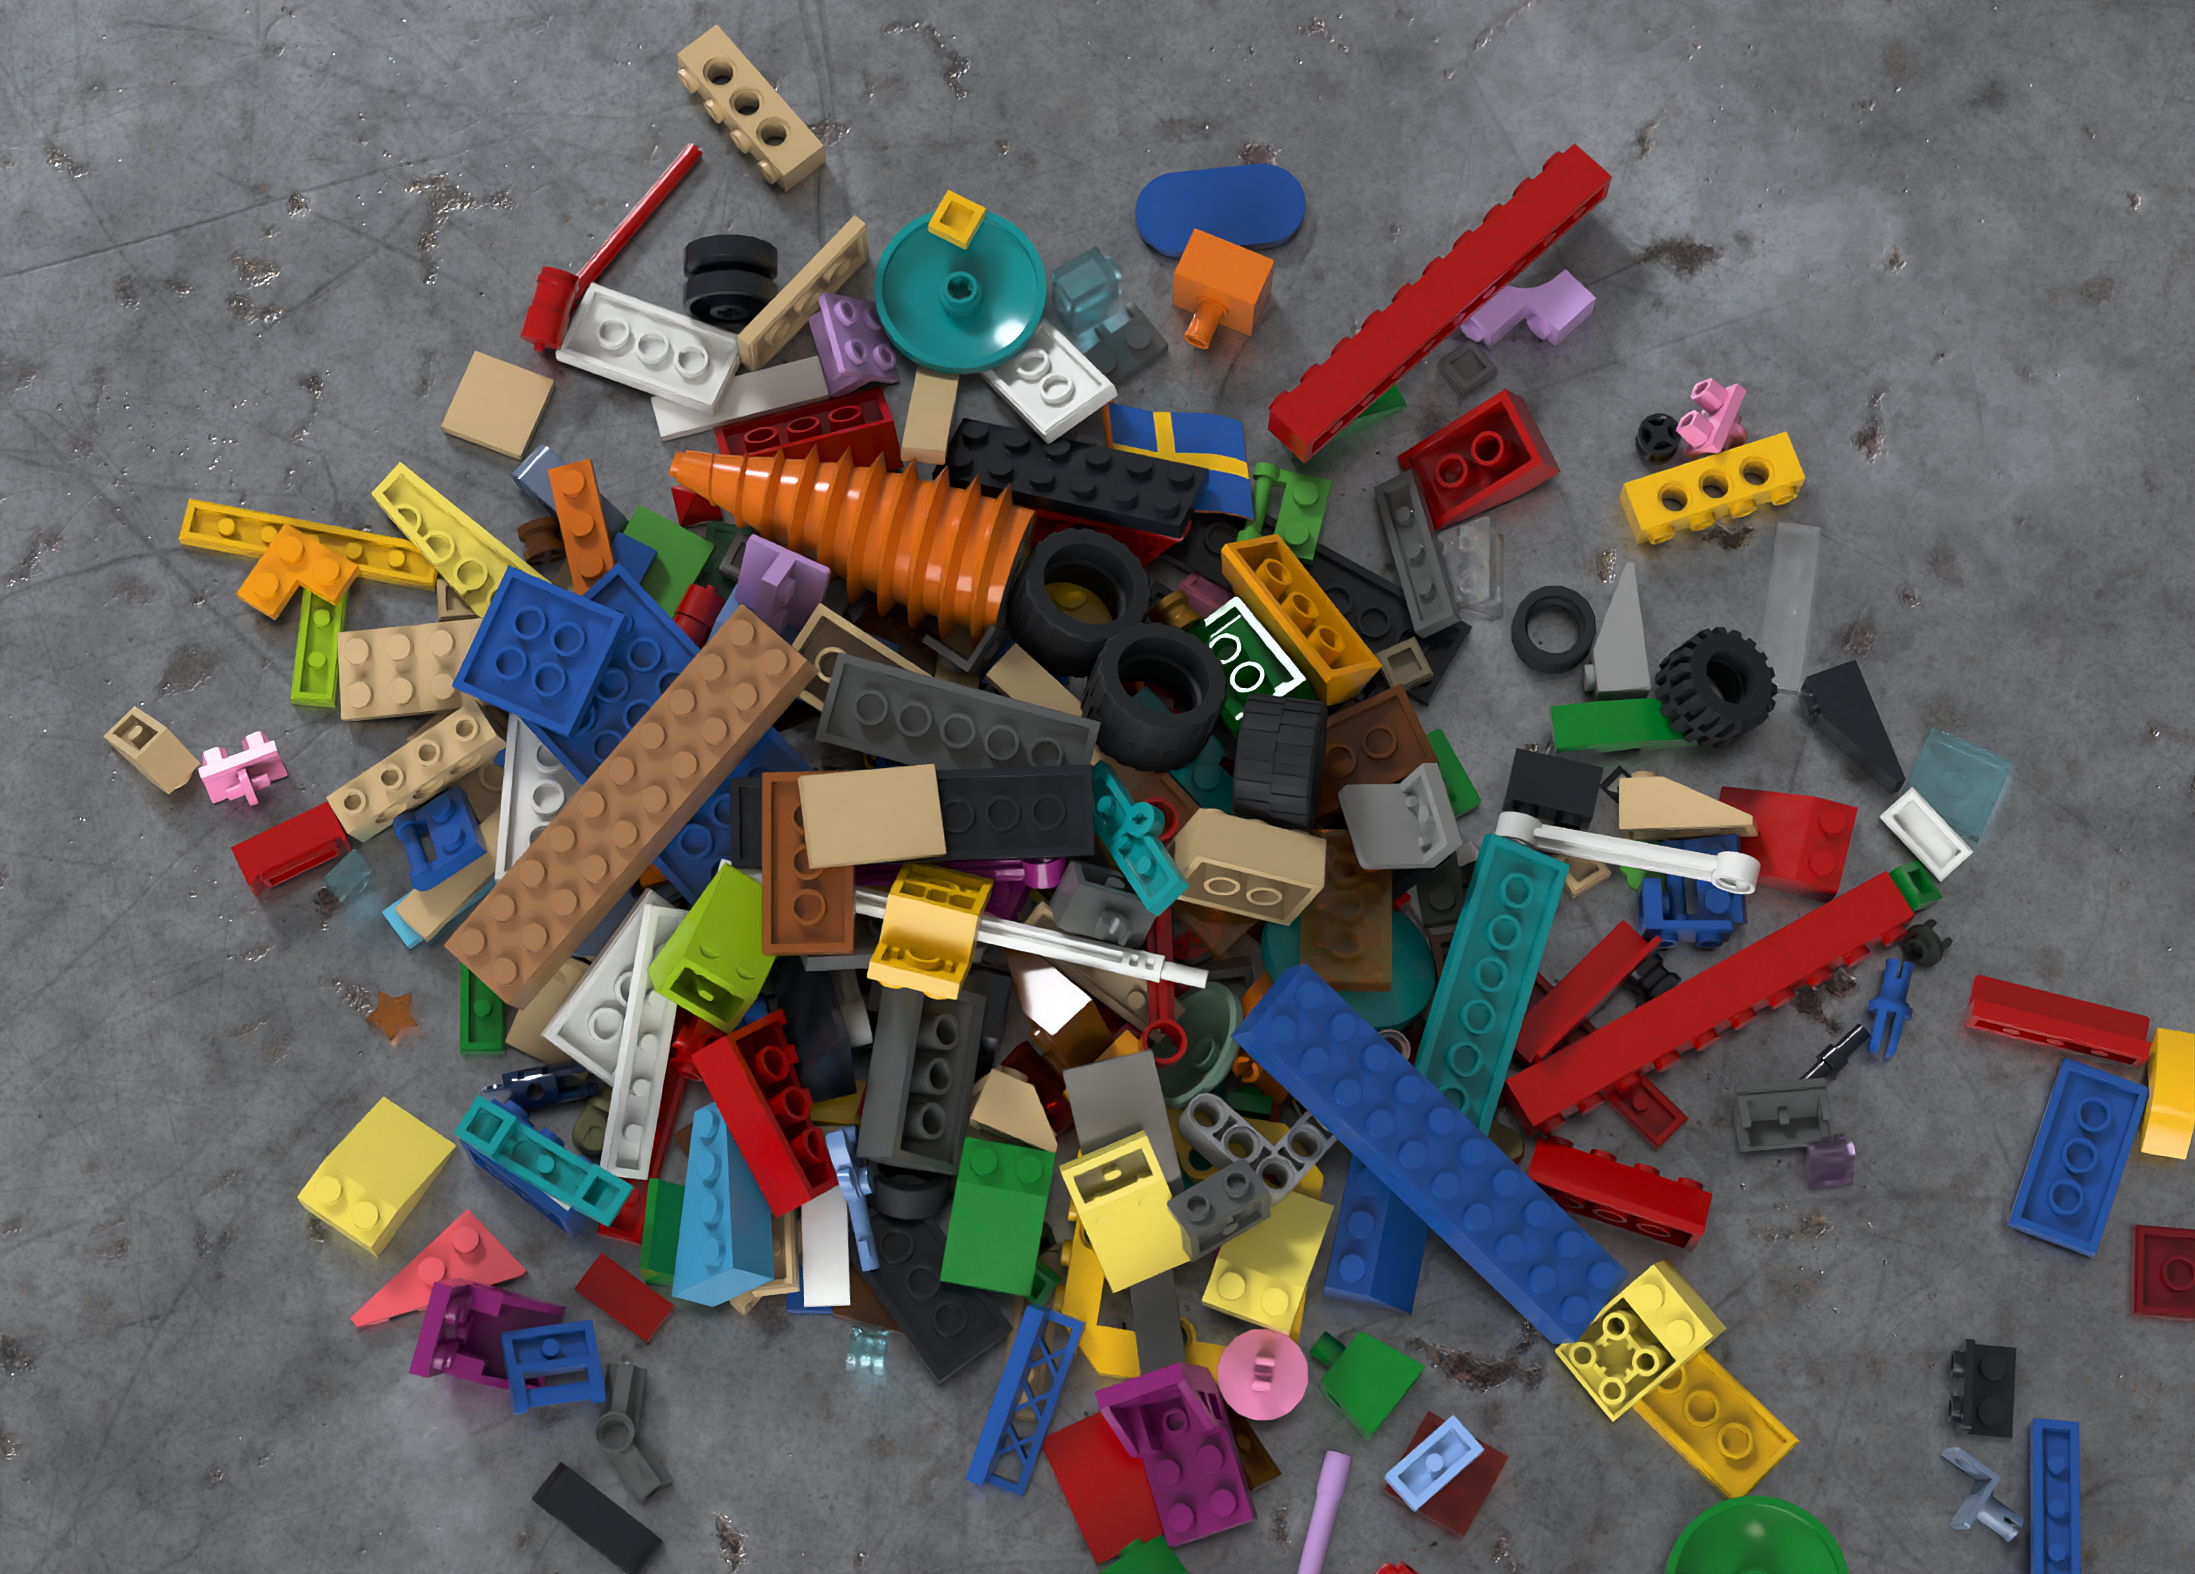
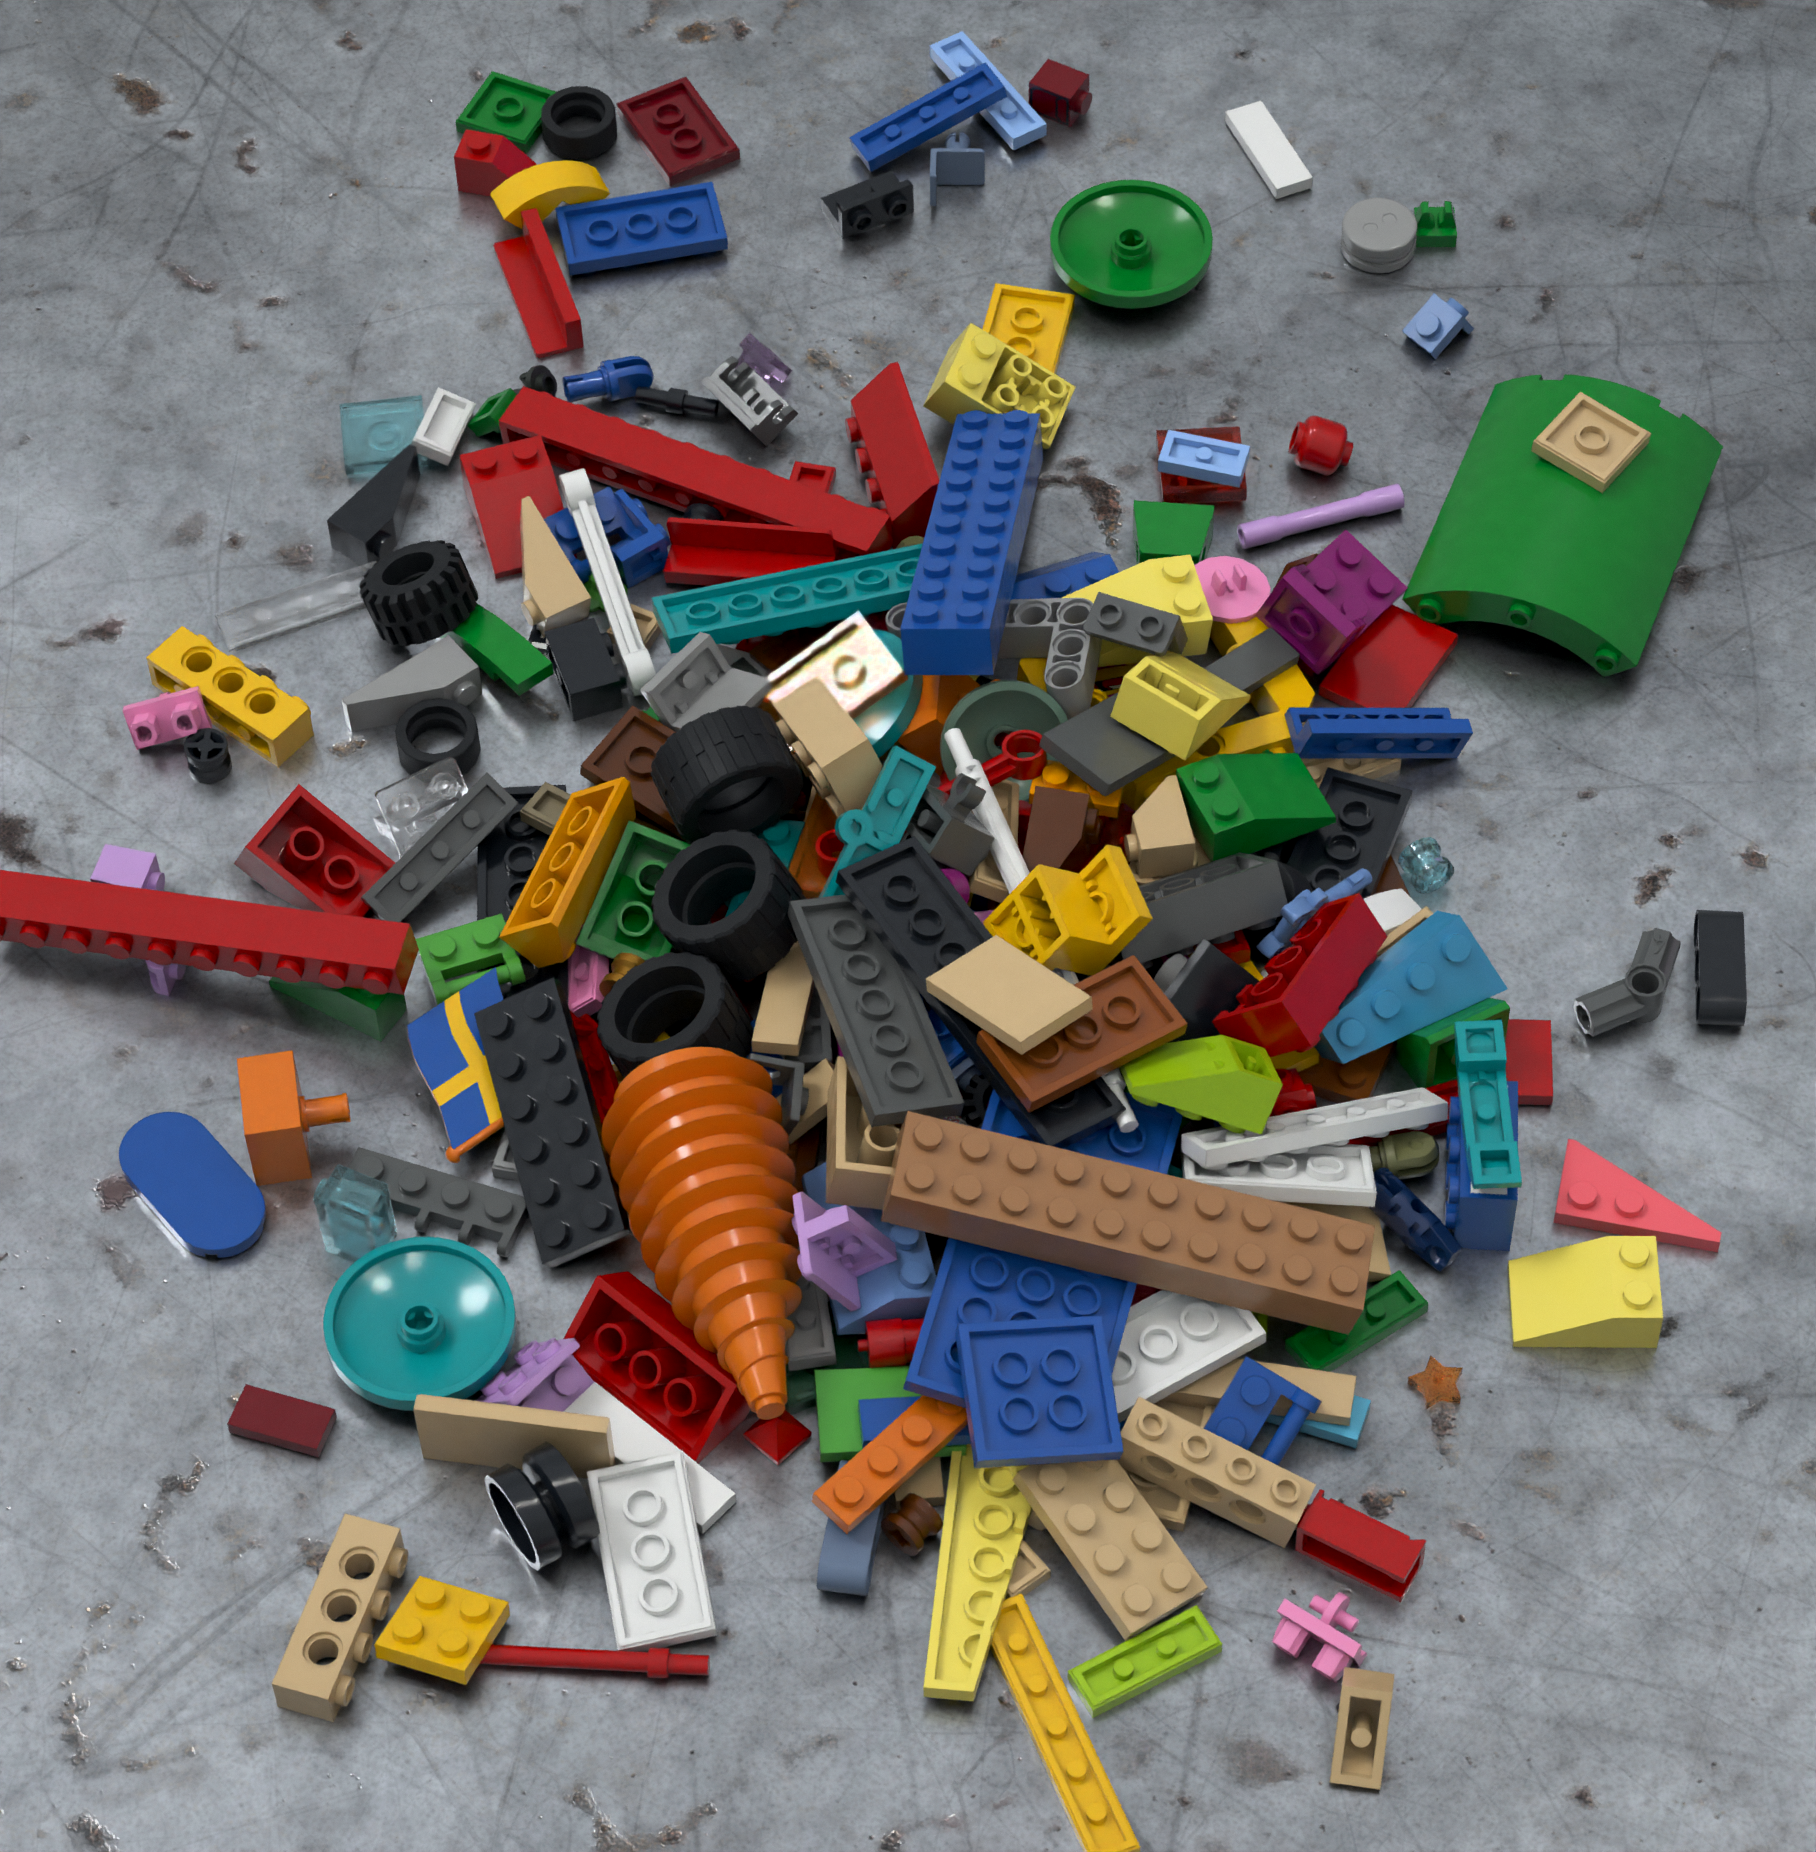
camera: 120 degrees left, 20 degrees down
(291, 562) = (1091, 1720): light orange plate -> none
(348, 876) = (1348, 1483): clear light blue plate -> none
(465, 1330) = (1659, 1111): magenta bracket -> none
(498, 405) = (800, 1656): tan tile -> none
(550, 307) = (685, 1642): red piece -> none
(552, 1352) = (1628, 1062): blue plate -> none
(689, 170) = (442, 1630): none -> yellow plate
(930, 416) = (572, 1250): tan tile -> none
(955, 162) = (282, 1420): none -> dark red tile
(957, 219) = (352, 1351): yellow tile -> none
(1050, 384) = (469, 1192): white tile -> none

